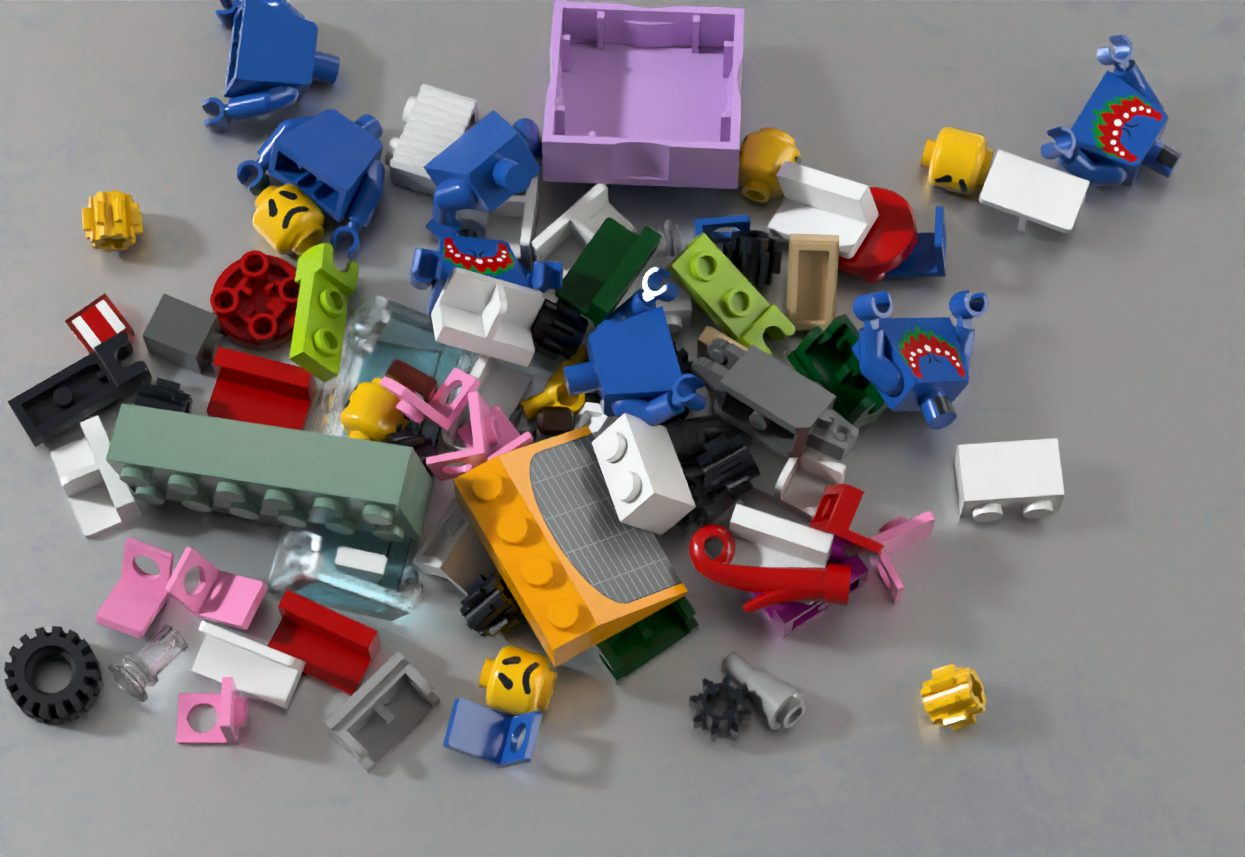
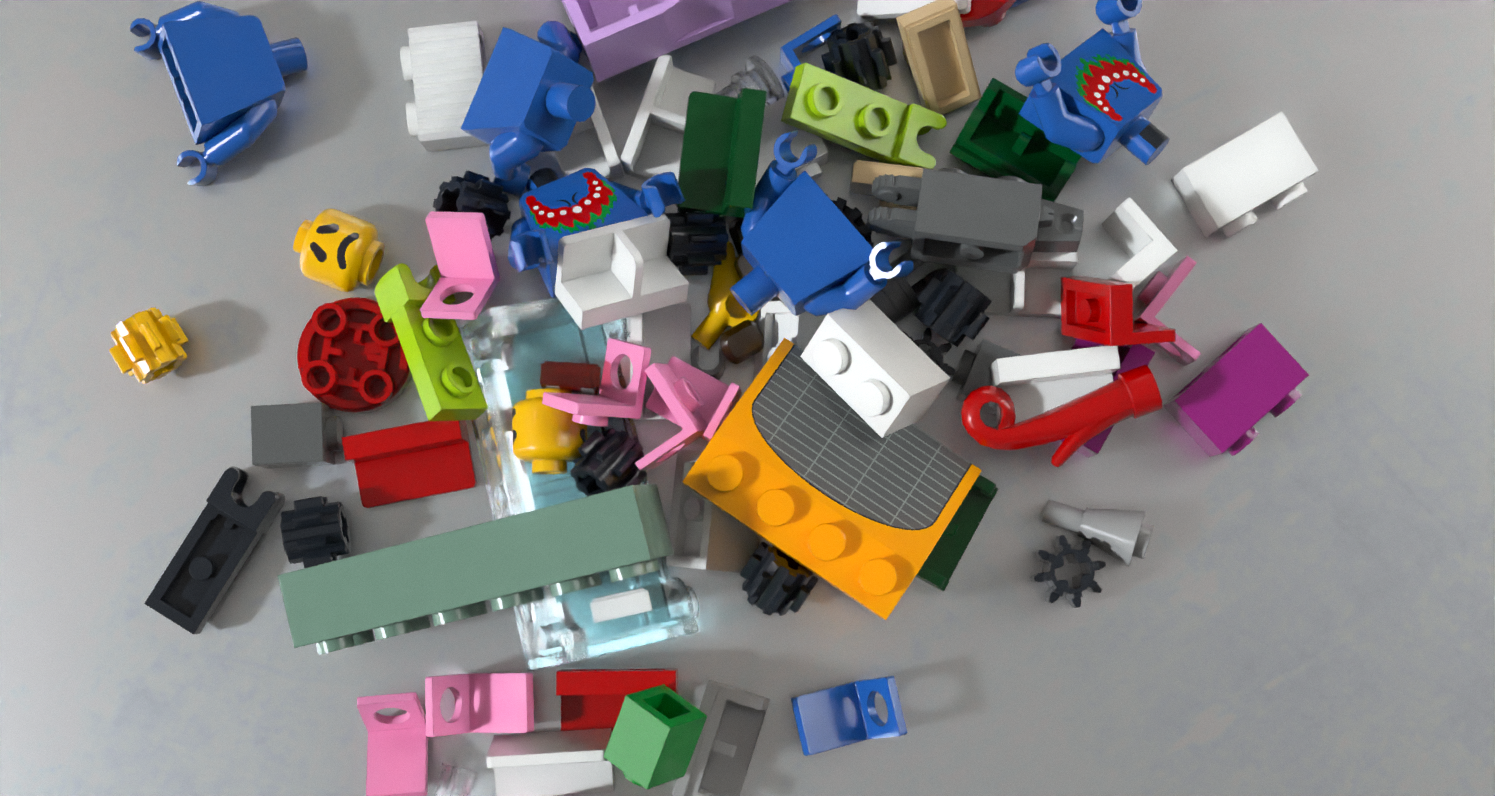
camera: 25 degrees left, 15 degrees up
(92, 484) = (264, 636): white panel -> none
(98, 323) = (196, 466): tile -> none
(330, 162) = (350, 167): blue torso -> none
(335, 665) = (654, 736): none -> green brick
(376, 260) = (464, 264): none -> bright pink bracket
(400, 230) = (476, 195): none -> black gear
(518, 681) = (845, 645): yellow head -> none
(889, 495) = (1139, 240): none -> white panel
(921, 635) = (1237, 391): none -> magenta brick
(953, 696) = (1302, 443): yellow gear -> none

